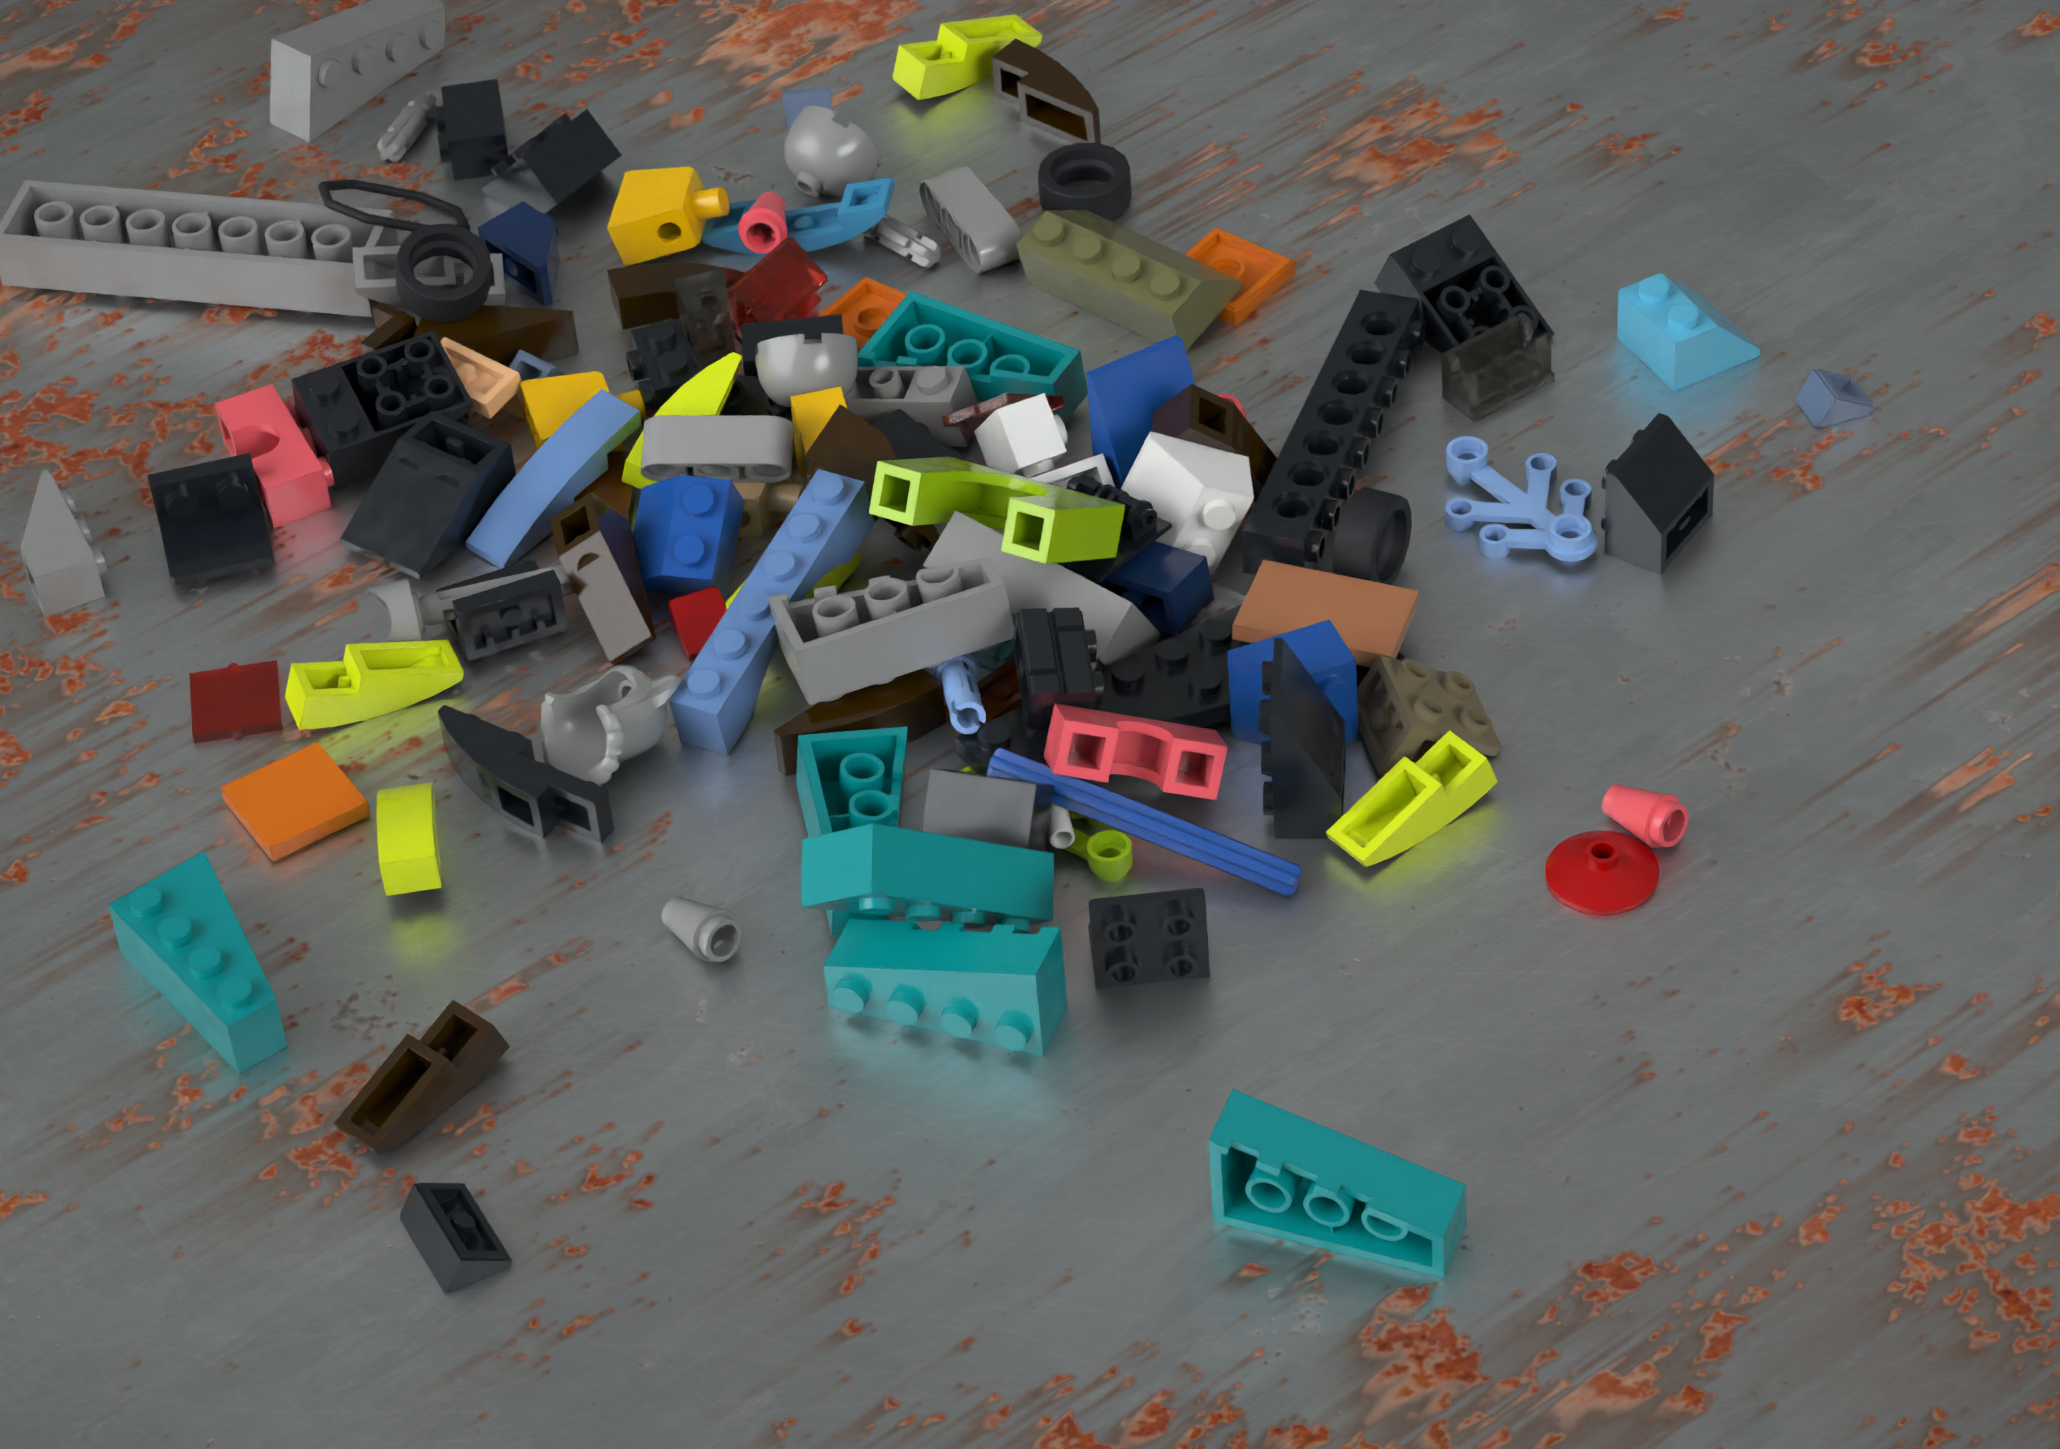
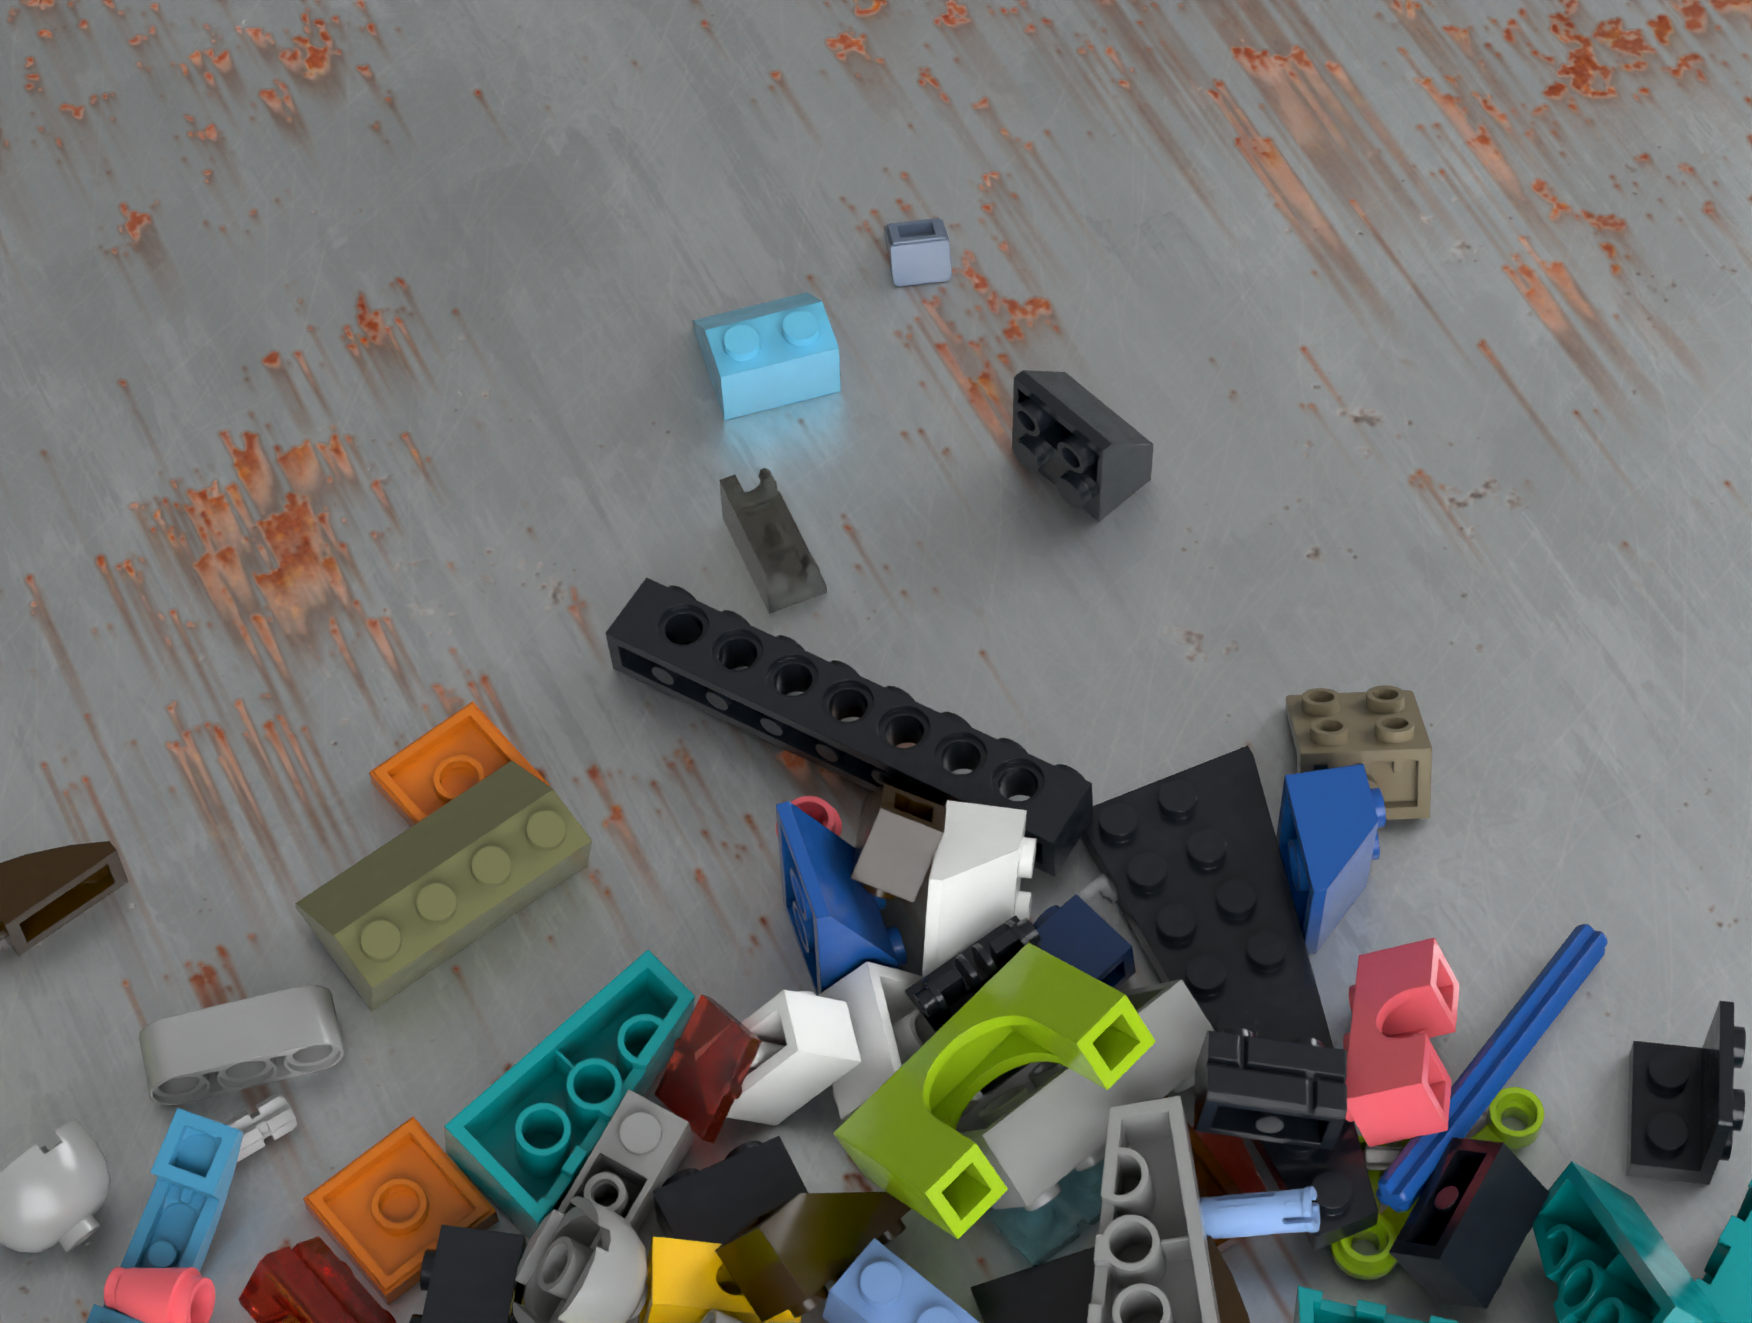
camera: 80 degrees left, 15 degrees up
(1086, 162) = (204, 859): black tyre -> none
(1303, 751) = (1442, 879): black slope -> none
(1364, 612) = (1189, 800): nougat tile -> none
(1372, 536) = (1073, 721): black tyre -> none
(1414, 801) = (1501, 792): neon yellow slope -> none
(1458, 285) = (605, 536): black slope -> none
(1562, 536) = (1008, 571): light blue plant -> none
(1602, 872) = (1620, 666): red dish -> none
(1647, 814) = (1567, 577): coral cone -> none

